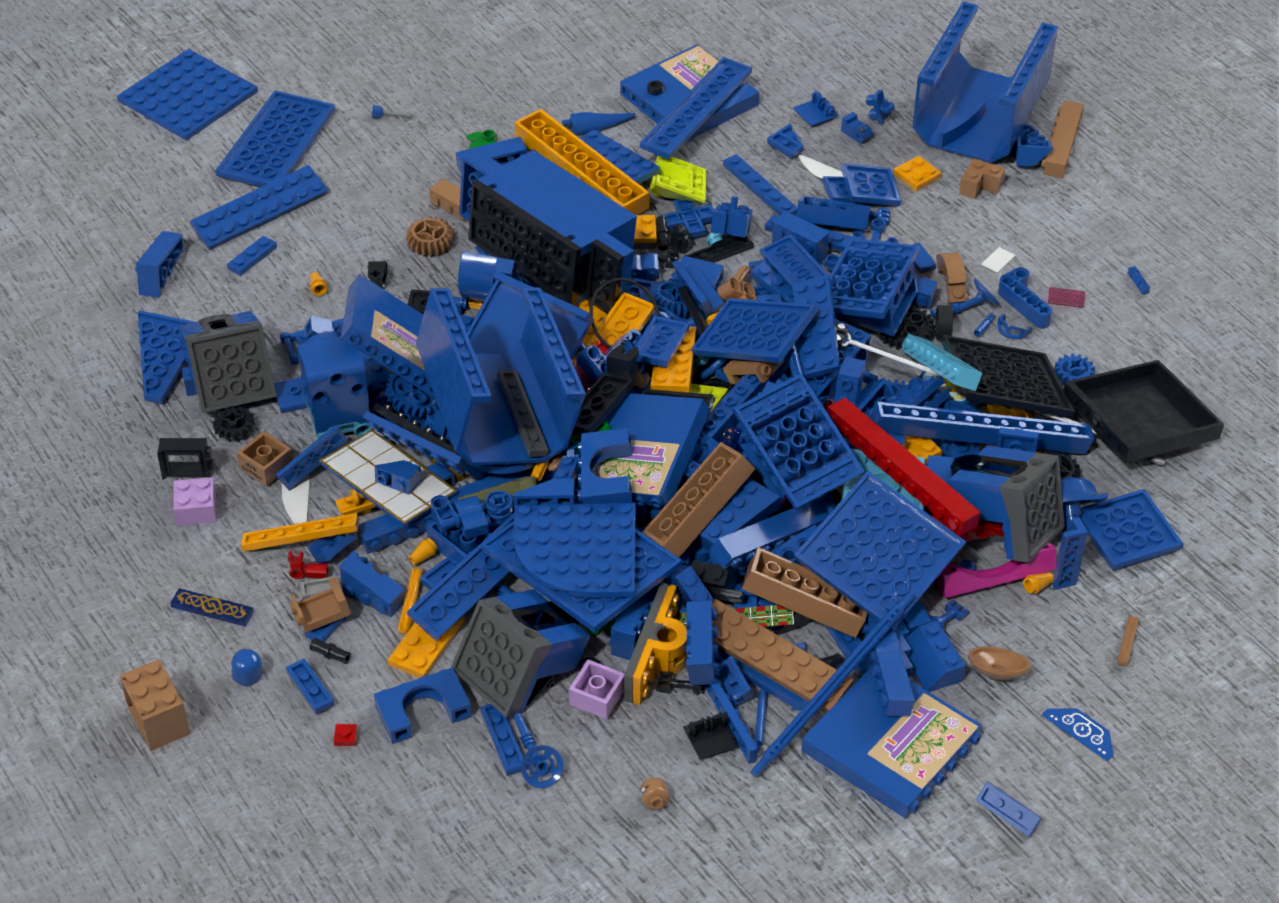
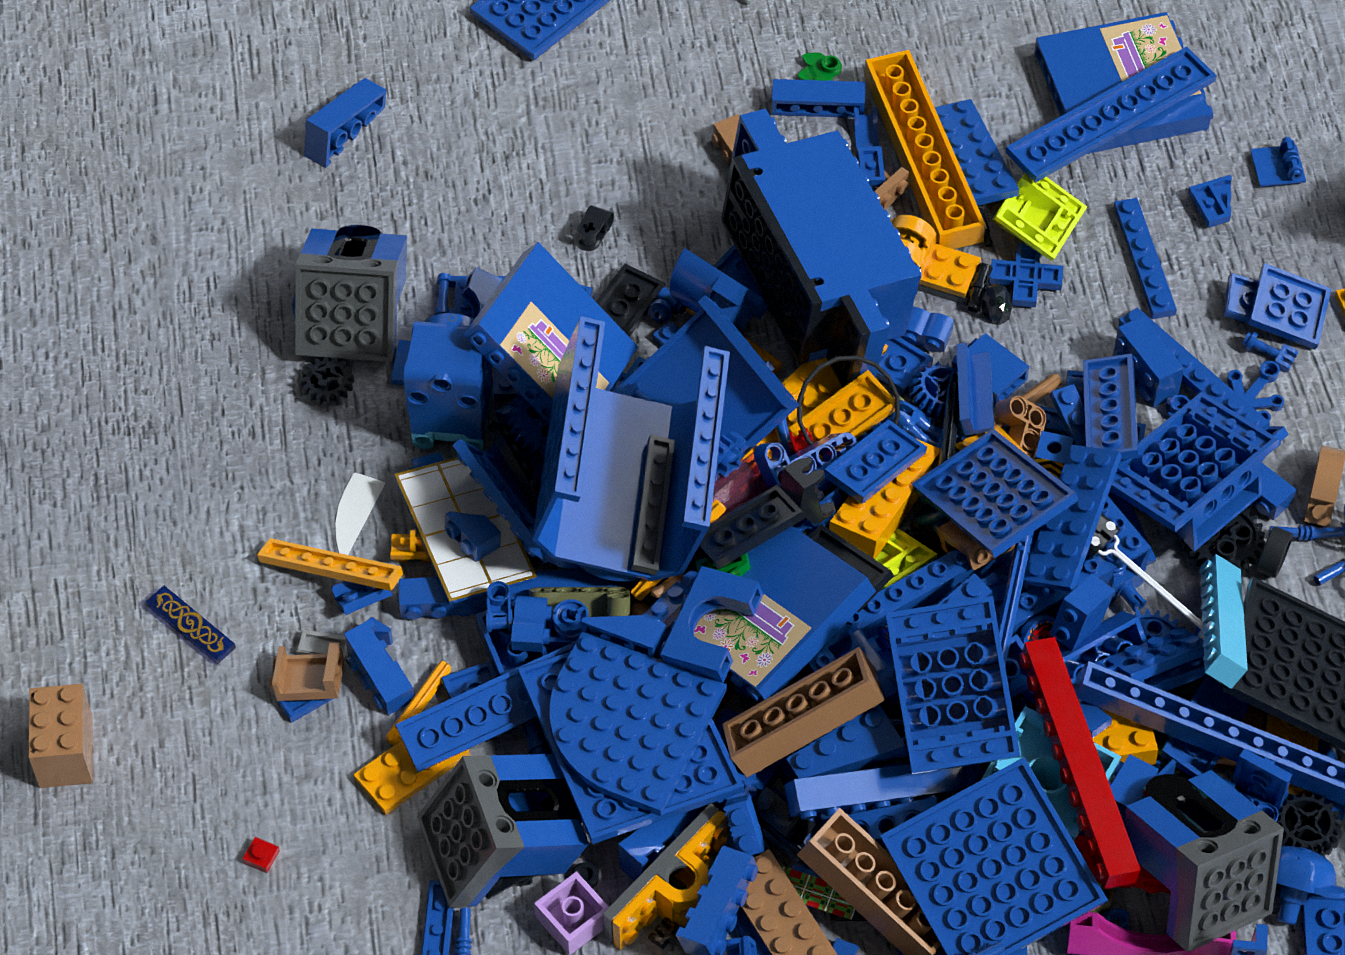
camera: 25 degrees right, 10 degrees up
(160, 353) = (276, 265): blue wing -> none
(185, 447) = (245, 411): black window -> none
(194, 501) = (233, 474): lavender brick -> none
(246, 667) = (189, 723): blue helmet -> none
(252, 255) = (460, 145): blue plate -> none
(258, 207) = (498, 78): blue plate -> none
(264, 457) = (338, 445): medium nougat brick -> none
(309, 458) = (384, 467): blue fence -> none
(310, 686) = (249, 775): blue plate -> none
(311, 570) = (310, 611): red bar -> none
(317, 284) = (516, 216): light orange cone -> none
(330, 651) = (294, 736): black pin -> none
(423, 551) = (465, 641): light orange cone -> none
(429, 236) = (670, 188): medium nougat gear -> none
(440, 686) = (333, 834): blue arch -> none
(587, 121) = (966, 85): blue piece -> none
(655, 87) = (1075, 64): black tile -> none
(669, 258) = (971, 329): black hinge -> none
(714, 238) = (1042, 319): medium azure plate -> none
(723, 249) = (1043, 337): black tile -> none
(732, 220) = (1074, 300): blue brick -> none
(819, 169) = (1238, 257): white sticker -> none
(833, 213) = (1212, 334): blue wedge -> none
(855, 128) = (1316, 210): blue leg -> none
(923, 260) = (1300, 439): blue tile -> none

